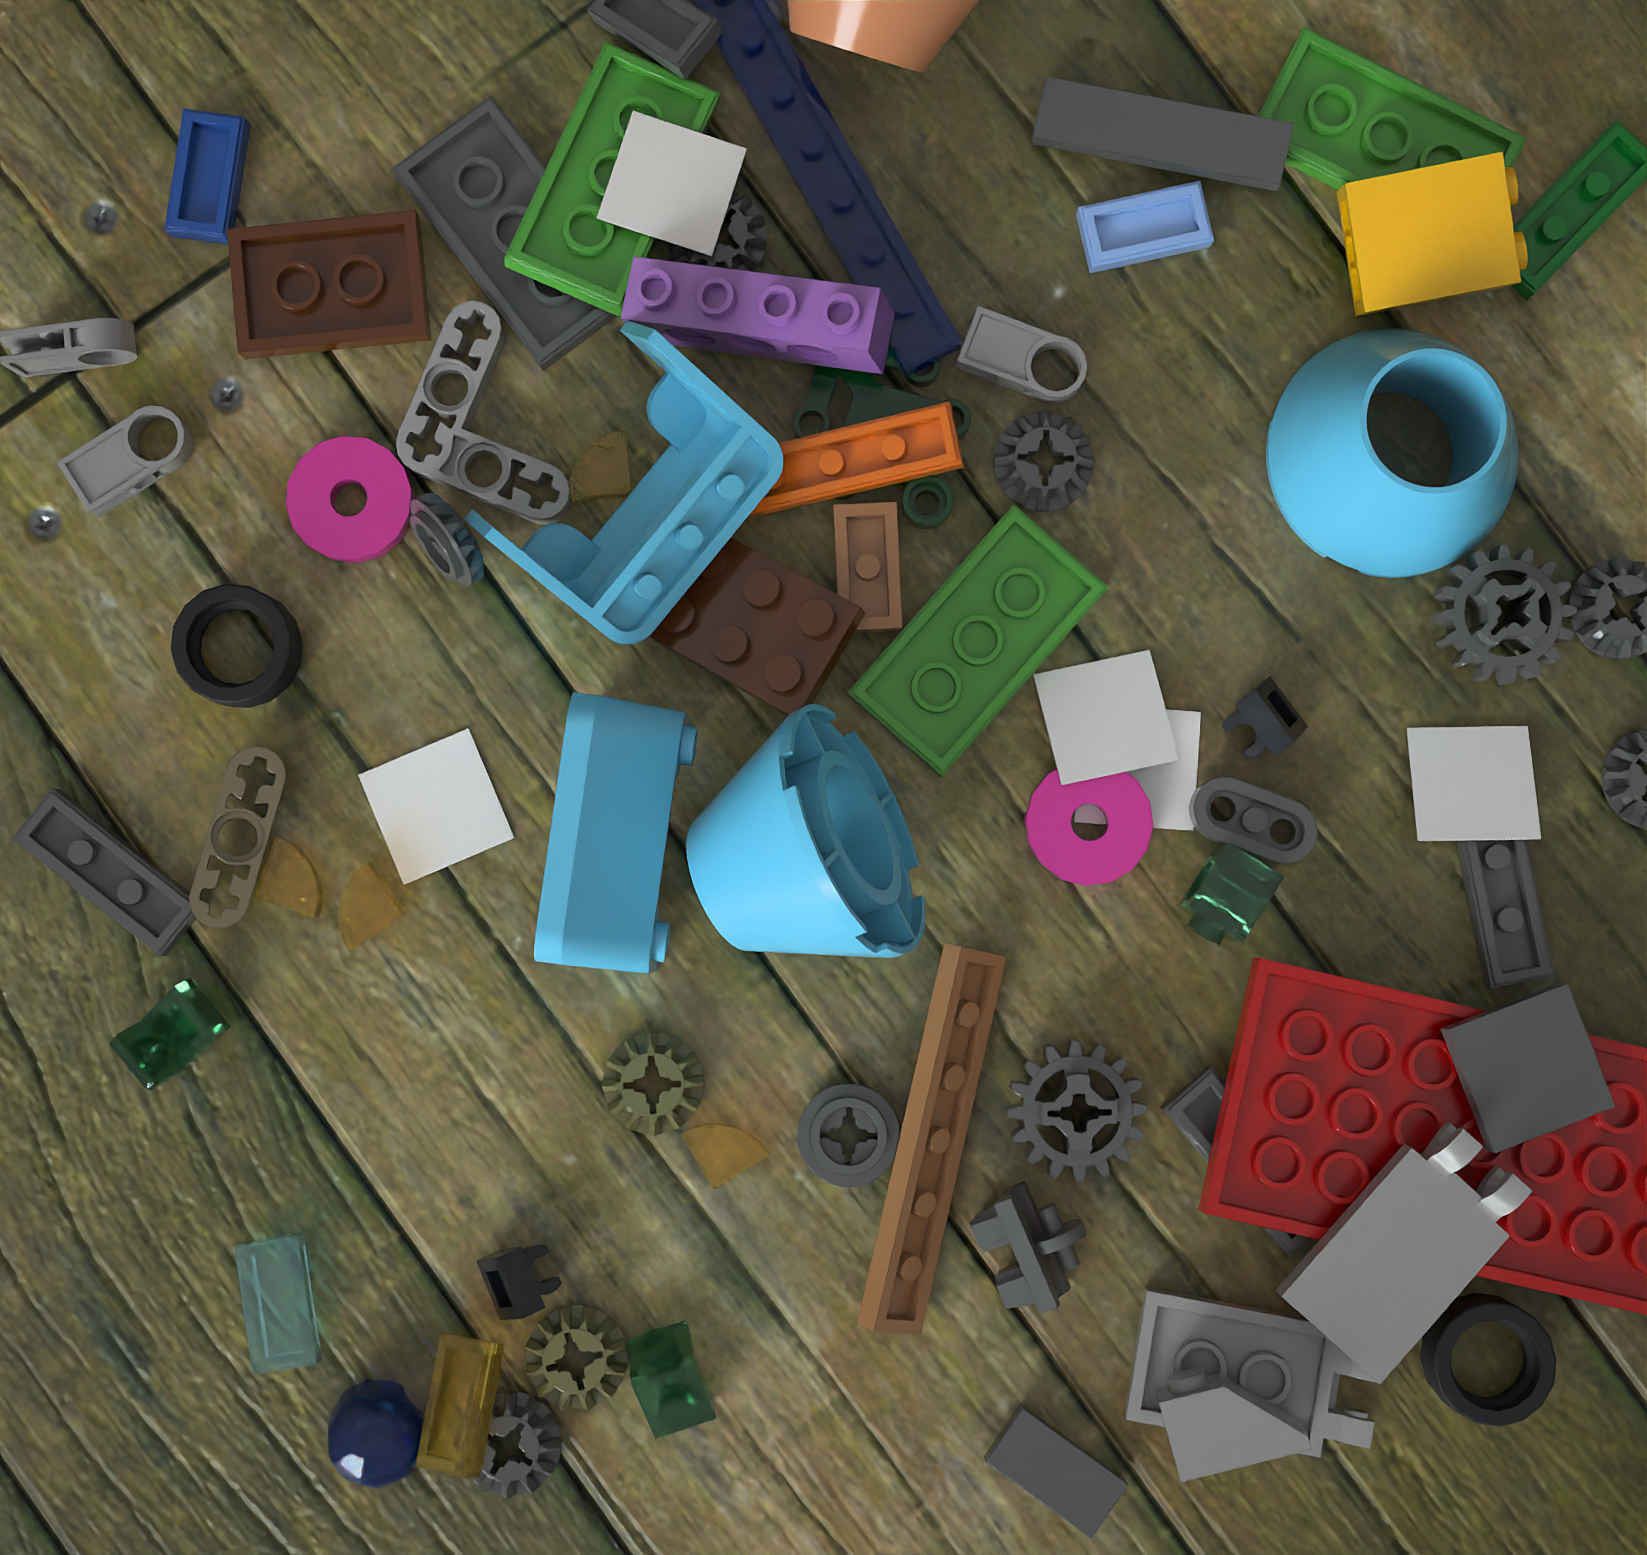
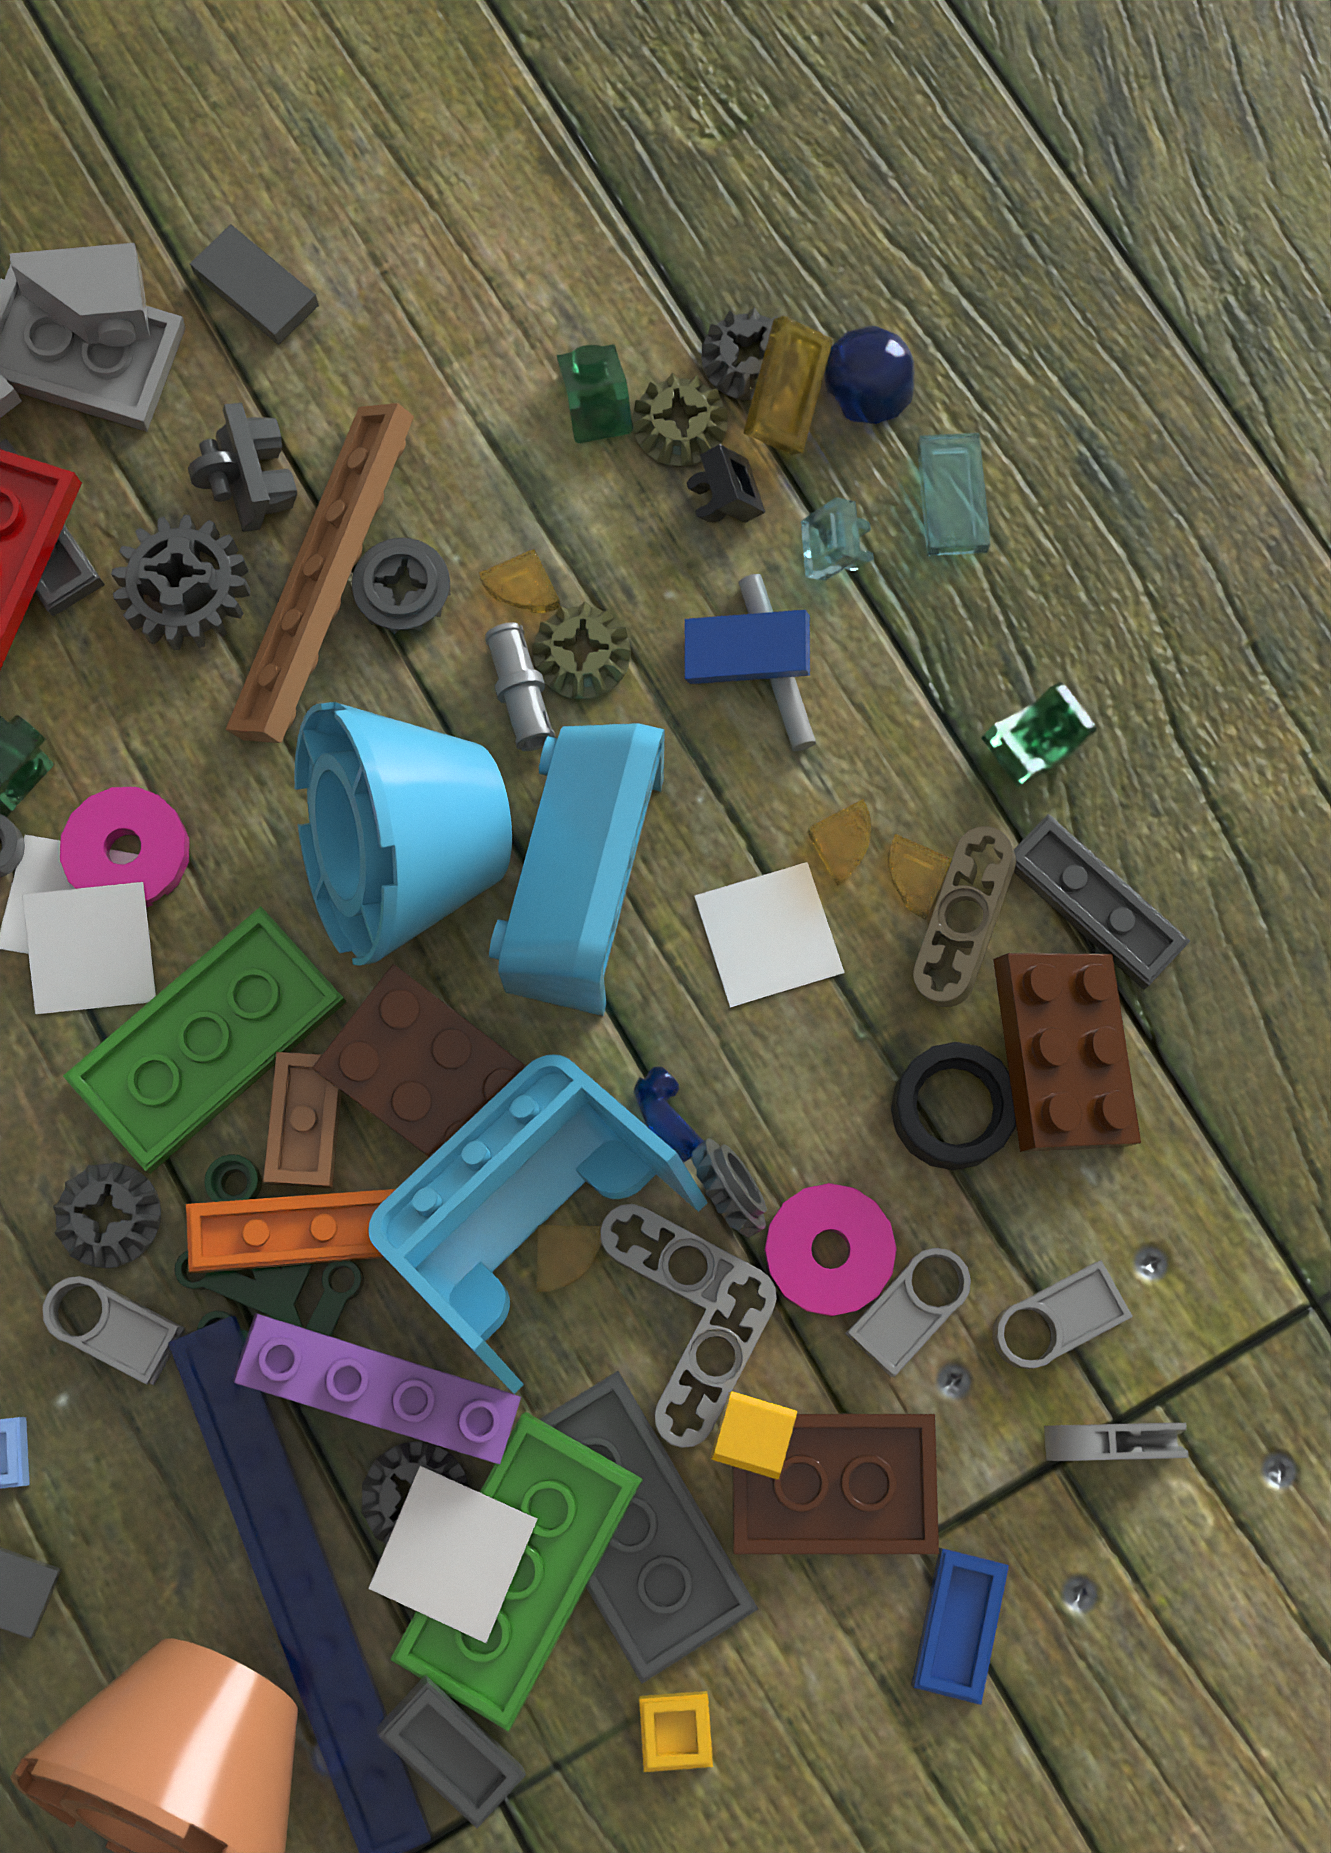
camera: 175 degrees left, 10 degrees down
(129, 708) = (1066, 1051): none -> reddish brown plate
(279, 437) = (901, 1323): none -> light grey piece
(399, 1231) = (833, 540): none -> clear light blue tile
(400, 306) = (753, 1435): none -> yellow piece
(450, 1093) = (784, 689): none -> light grey bar
(458, 61) = (675, 1731): none -> yellow tile
(479, 1100) = (747, 647): none -> blue tile
(523, 606) = (660, 1117): none -> clear blue arm
(711, 1034) = (519, 686): none -> light grey pin

